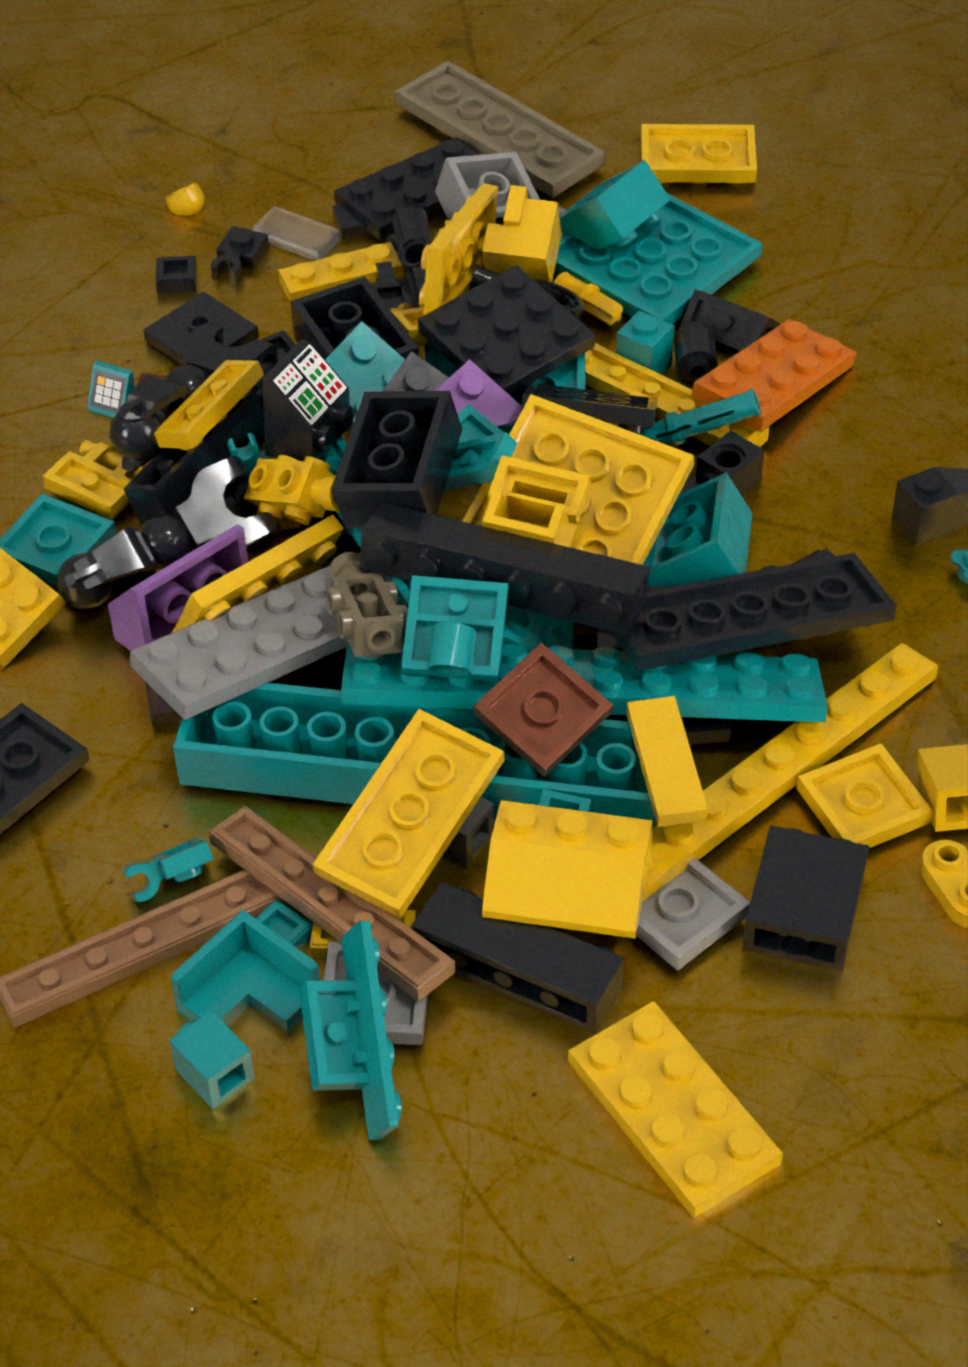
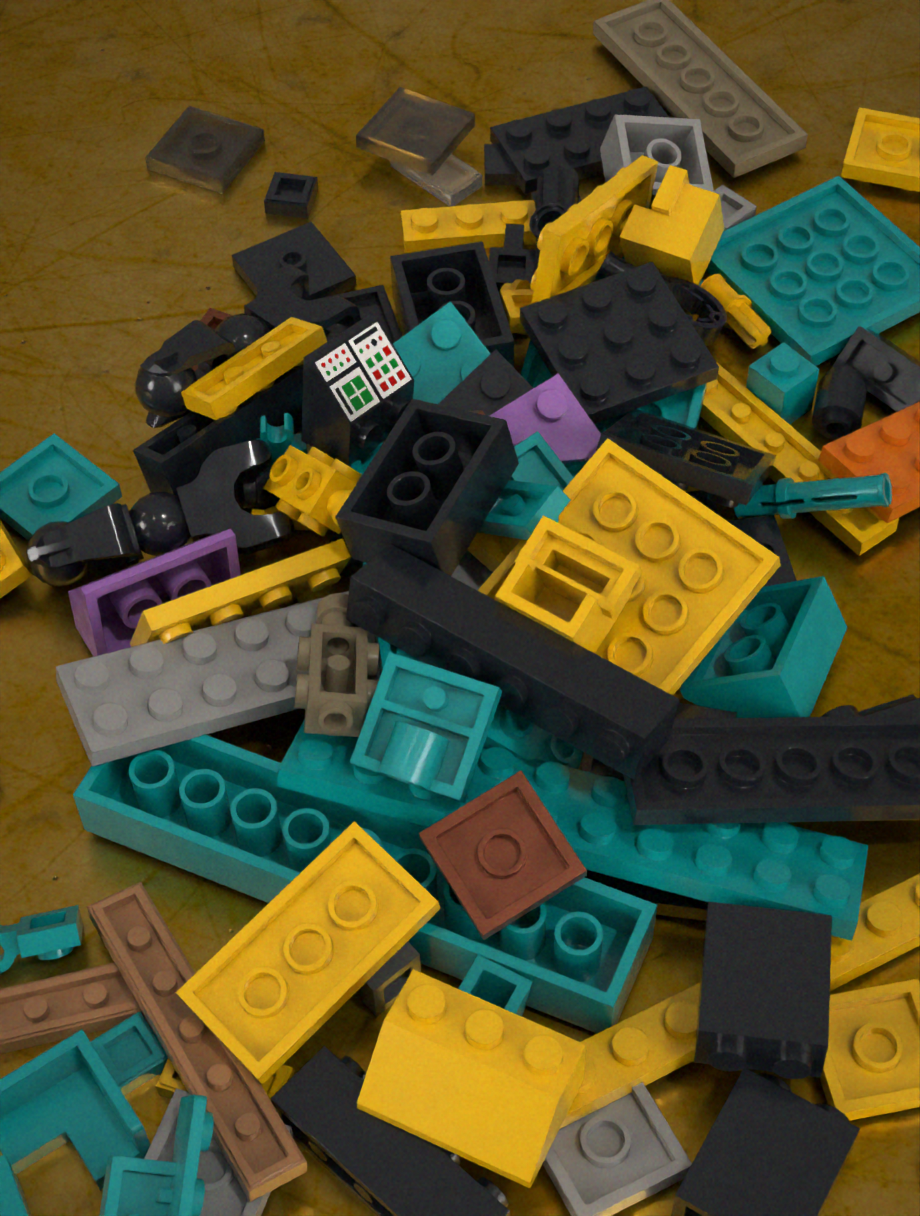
camera: 15 degrees right, 5 degrees up
(86, 250) = (205, 149): none -> clear smoke tile
(89, 480) = (110, 427): yellow plate -> none
(109, 388) = (168, 315): slope -> none
(186, 200) = (331, 109): yellow piece -> none
(239, 250) = (366, 178): black plate -> none
(271, 203) = (415, 131): none -> clear smoke tile
(616, 208) = (795, 208): teal slope -> none
(666, 761) = (635, 957): yellow tile -> none
(735, 456) = (840, 555): black brick -> none
(770, 765) = (764, 990): none -> black brick

